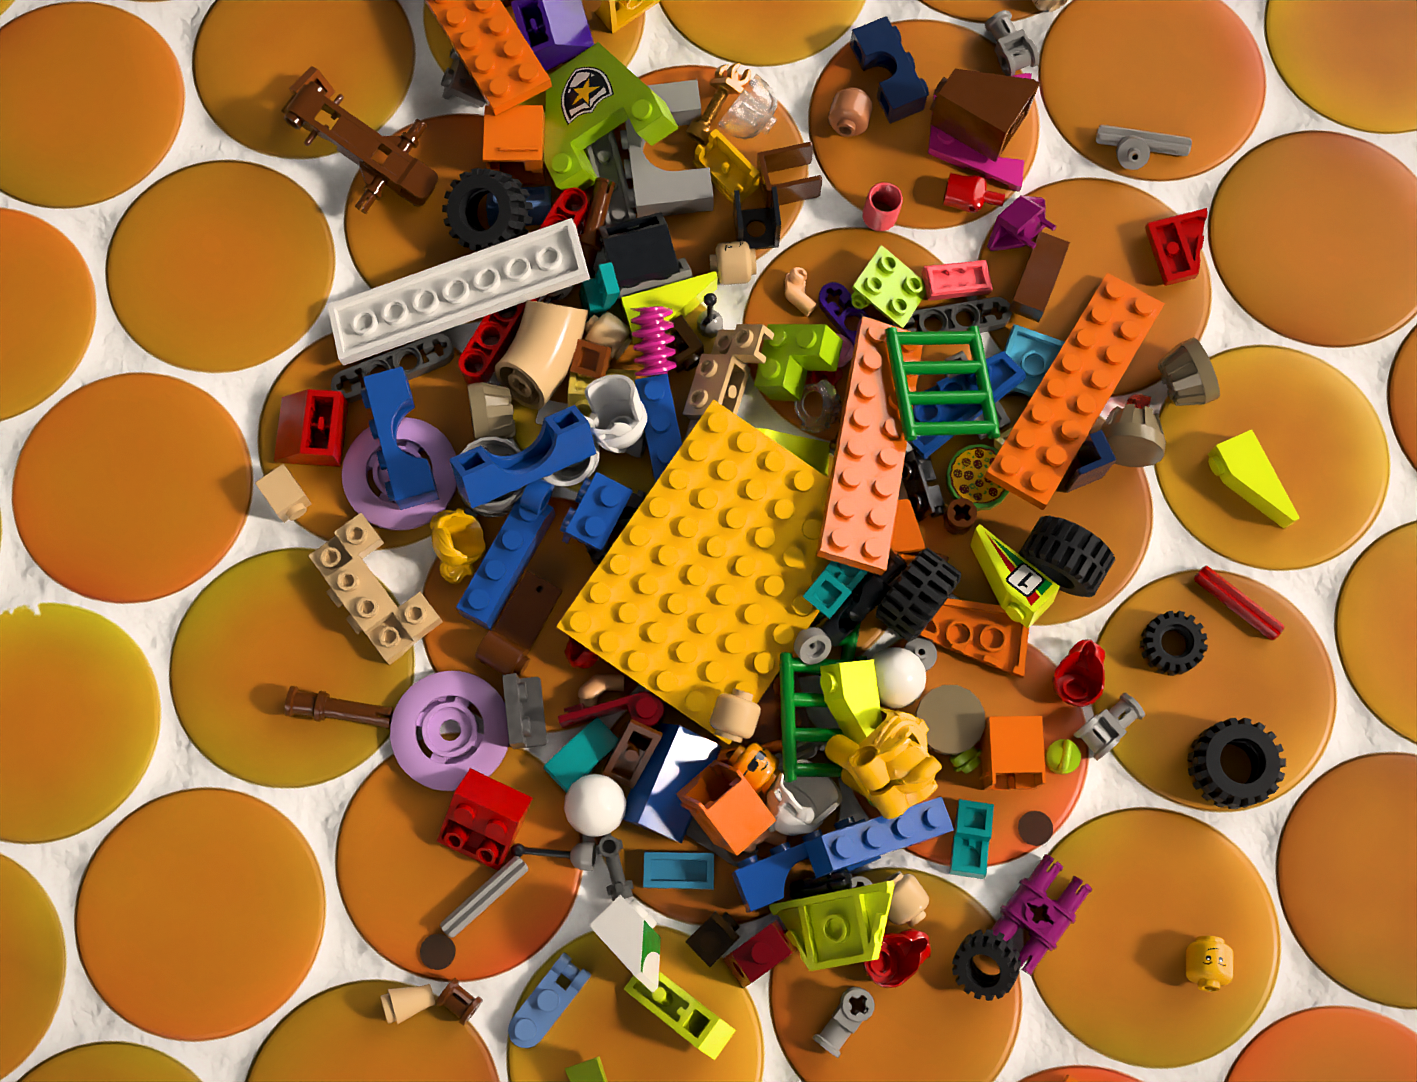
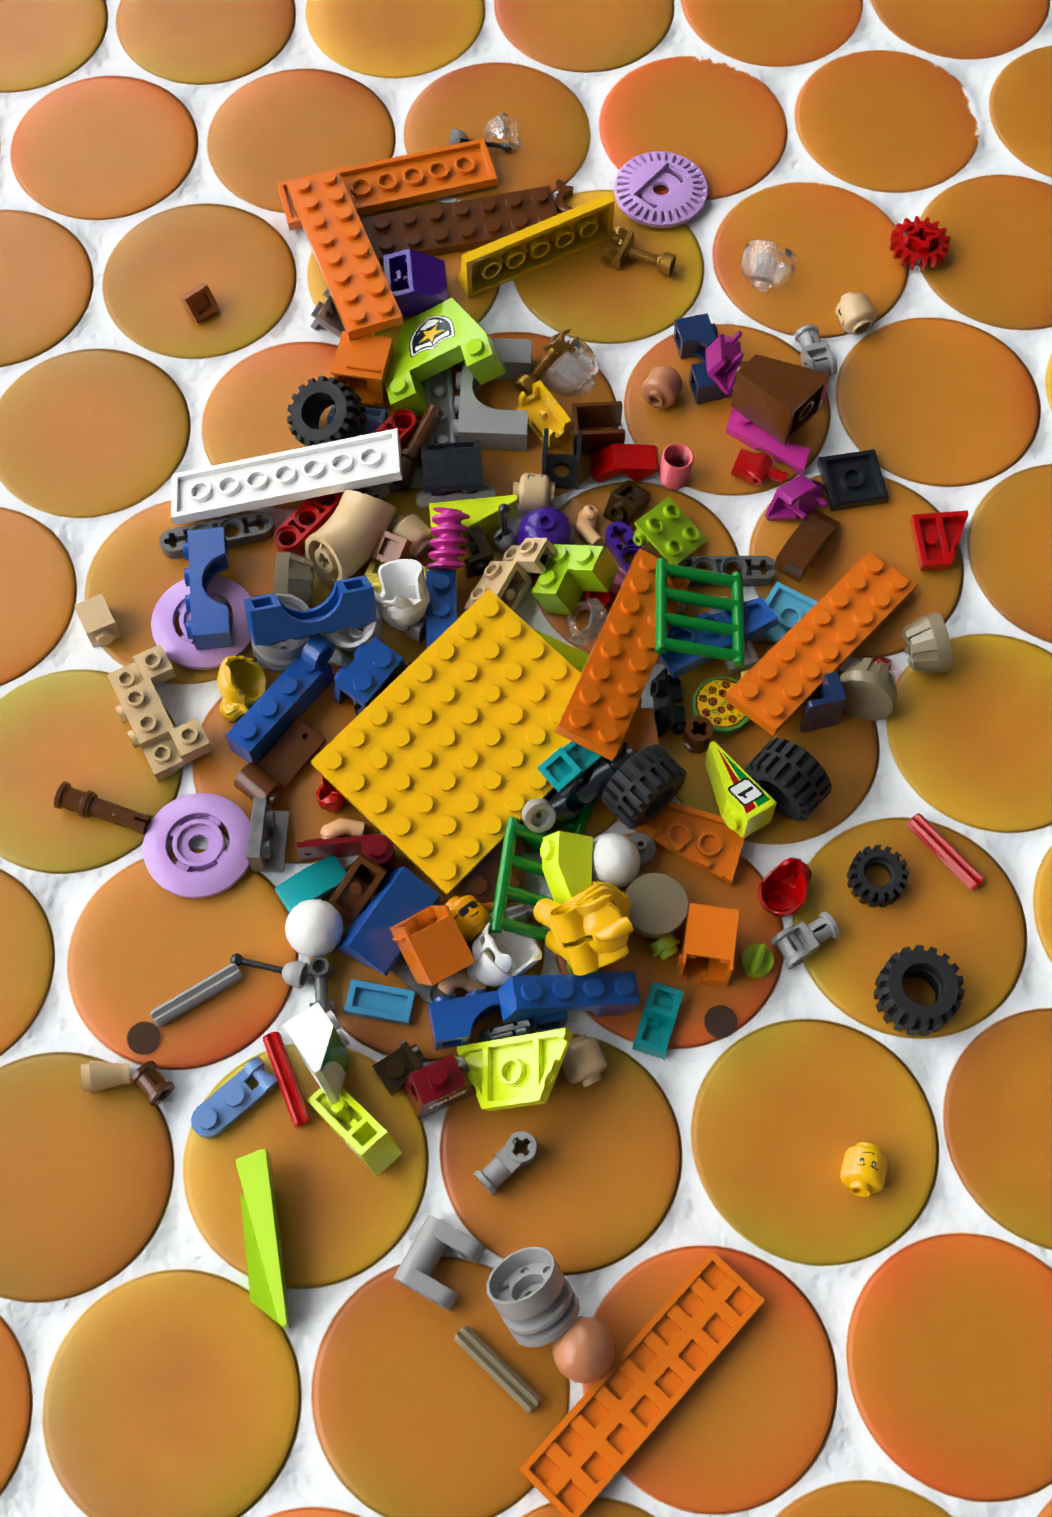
camera: 10 degrees right, 10 degrees down
(312, 428) = (136, 570): red slope -> none
(359, 143) = (227, 344): reddish brown piece -> none
(484, 819) = (210, 924): red slope -> none
(598, 970) = (286, 1079): none -> red axle
(601, 292) = (411, 497): teal slope -> none
(735, 715) = (455, 863): tan head -> none
(754, 304) = (546, 523): none -> dark purple cylinder
(831, 207) = (633, 460): none -> red slope
(835, 258) = (626, 502): none -> dark brown bracket
(899, 958) = (567, 1112): red hair -> none
(917, 75) = (723, 360): none -> magenta piece
(957, 280) = (732, 537): coral plate -> none
(975, 979) = (633, 1141): black tyre -> none
(1057, 913) = (709, 1114): magenta pin -> none
(1075, 189) = (852, 480): none -> black tile
(1129, 146) = (908, 448): light grey tile -> none
(1156, 141) = (920, 448): light grey axle -> none
(1249, 473) = (972, 741): neon yellow slope -> none

